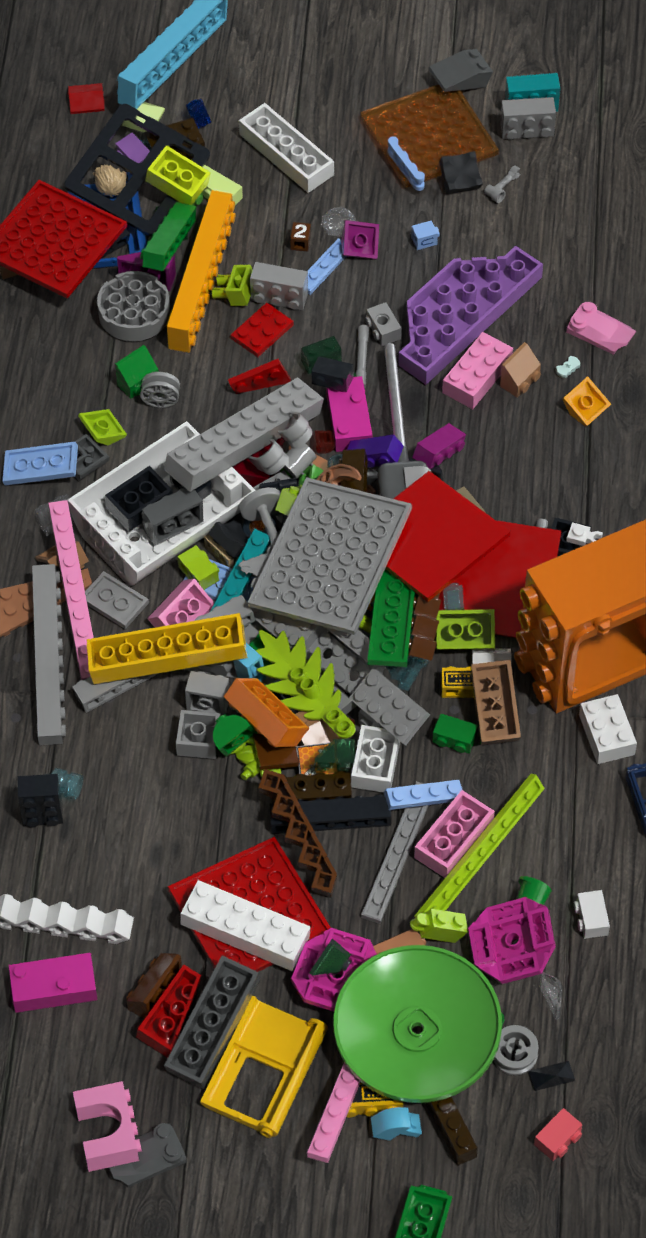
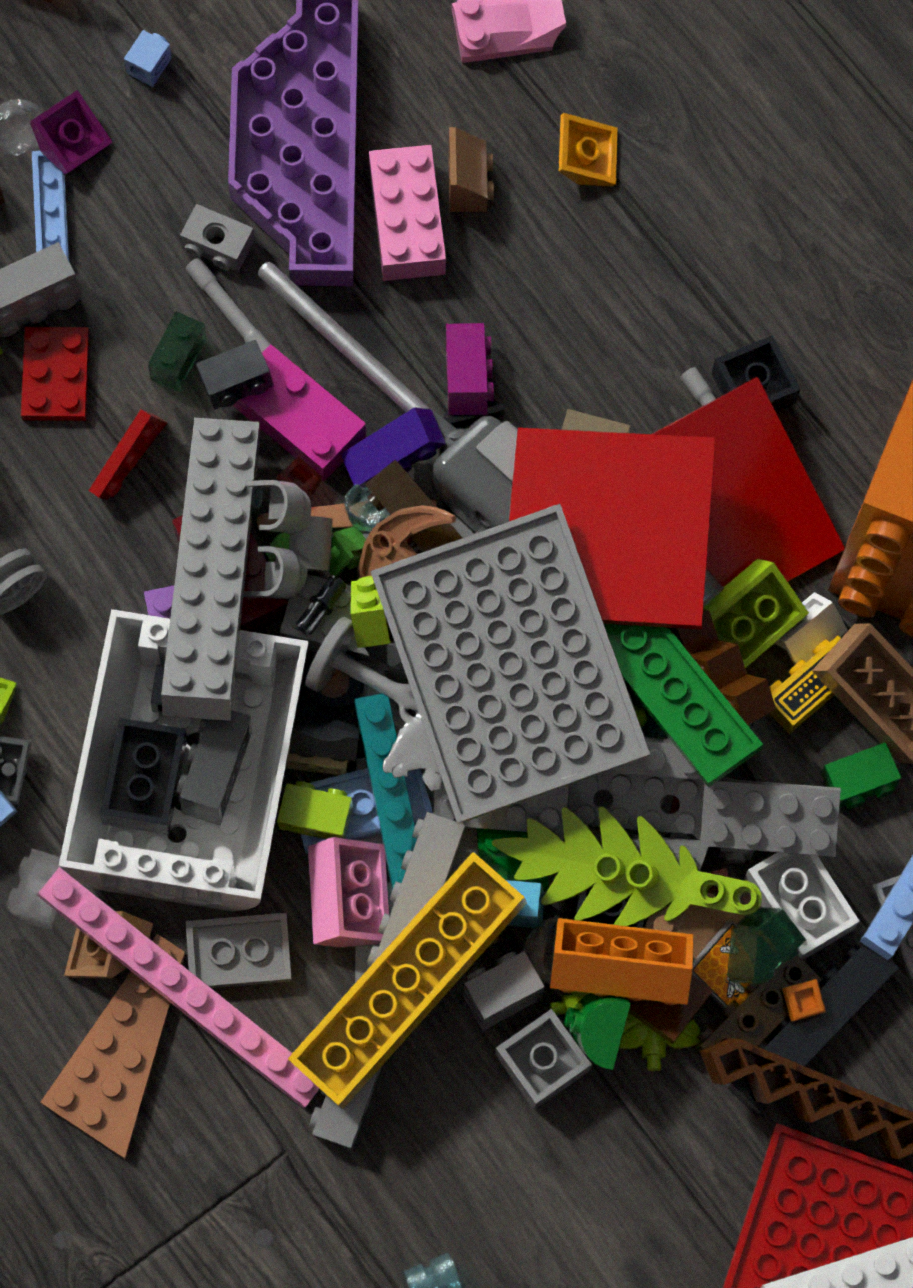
camera: 45 degrees left, 15 degrees up
(47, 655) = (230, 1112): light grey brick -> none
(333, 794) = (803, 1000): none -> orange tile
(568, 367) = (513, 115): light aqua piece -> none
(581, 534) = (775, 360): white plate -> none

